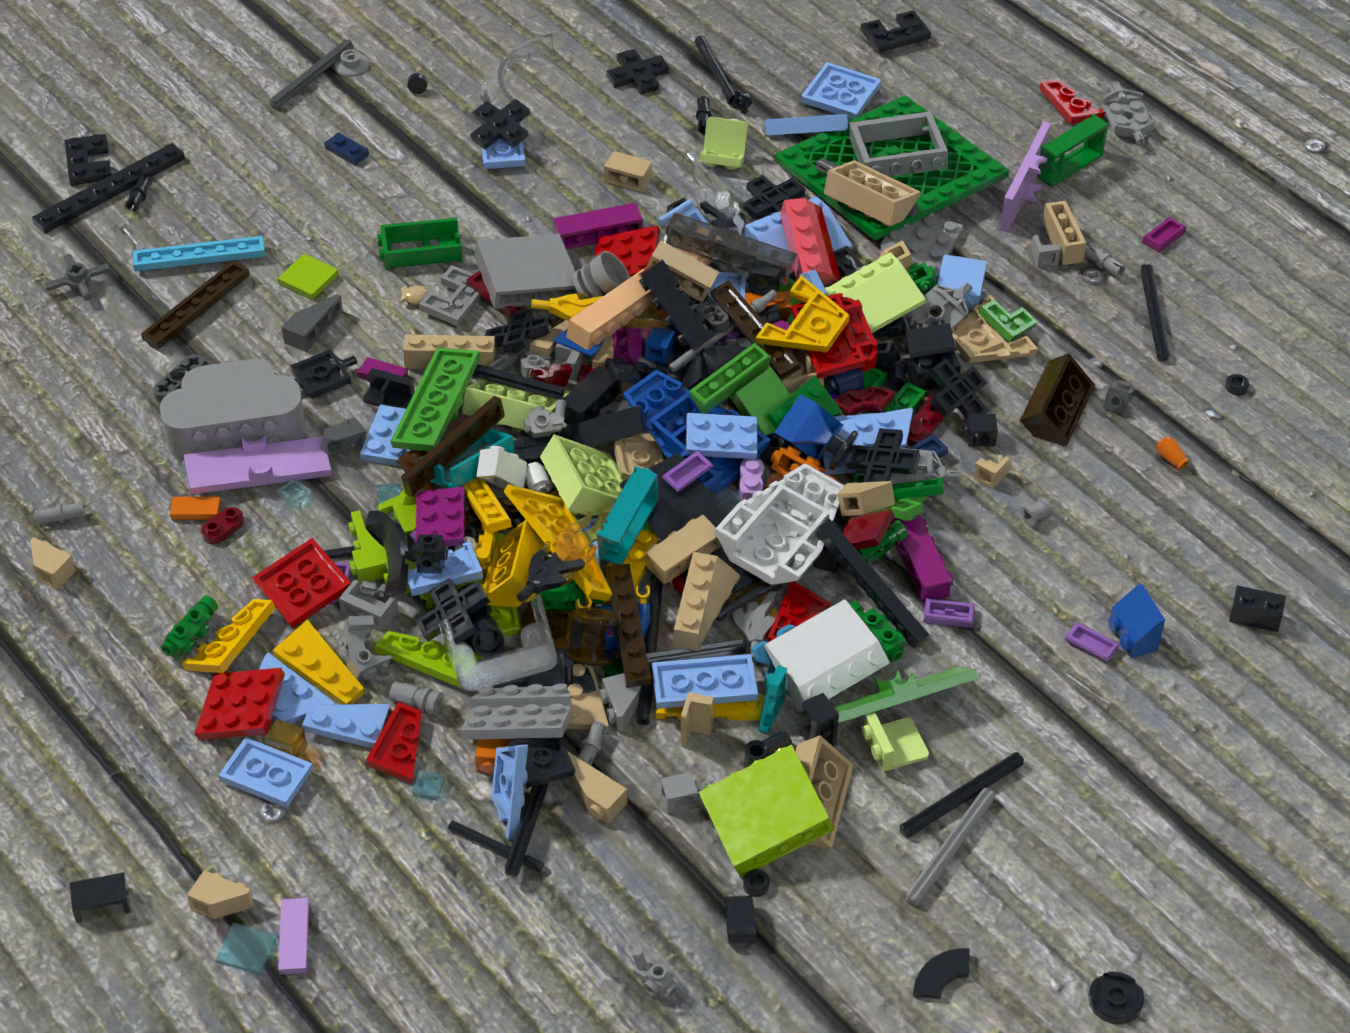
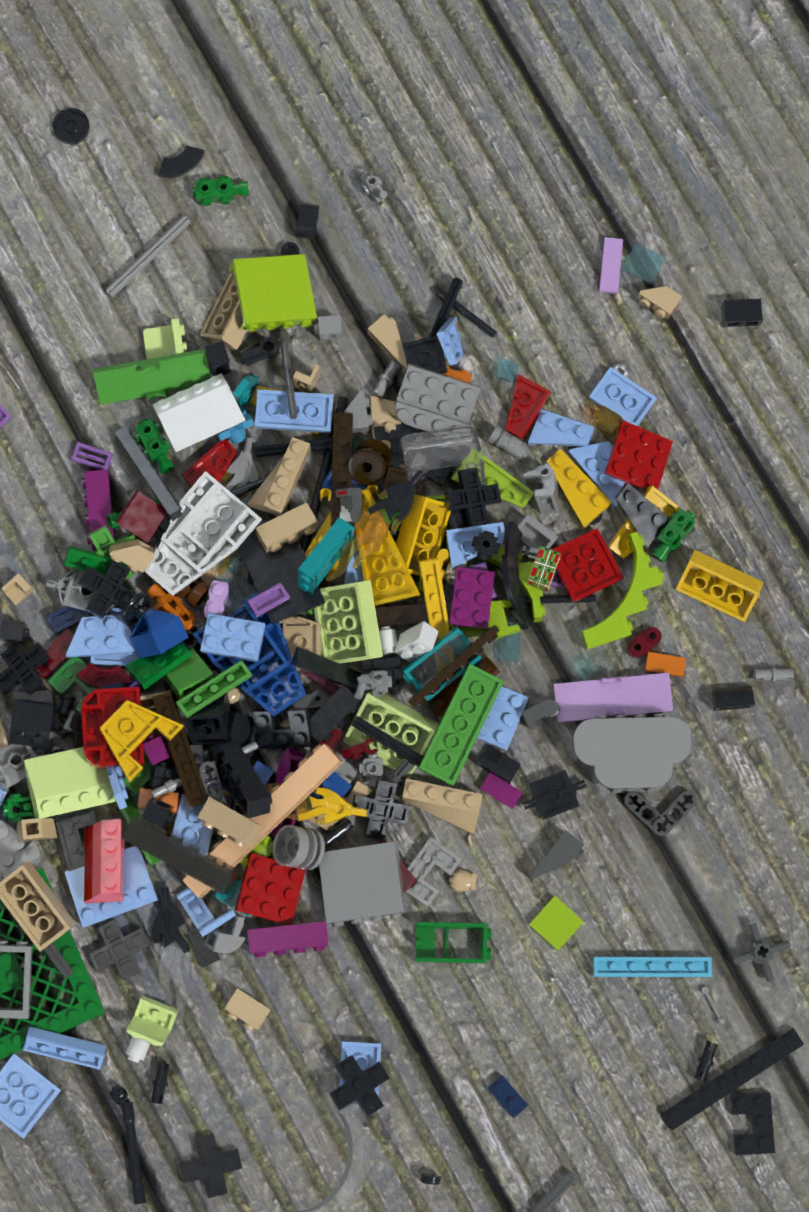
camera: 175 degrees left, 30 degrees up
(51, 564) = (781, 620): tan slope -> none
(110, 484) = (733, 697): none -> black brick
(126, 589) = (719, 585): none -> yellow slope
(195, 304) = (657, 900): dark brown plate -> none
(232, 634) = (642, 513): none -> wing
(256, 533) = (643, 578): none -> lime arch
(353, 549) = (544, 568): none -> piece
(489, 638) = (449, 480): black wheel -> none
(607, 572) = (350, 504): none -> dark grey leg
(660, 208) = (228, 938): none -> light grey brick
(720, 714) = (283, 339): none -> dark grey bar
(877, 941) = (215, 194): none -> green brick
(961, 795) = (128, 295): black axle -> none

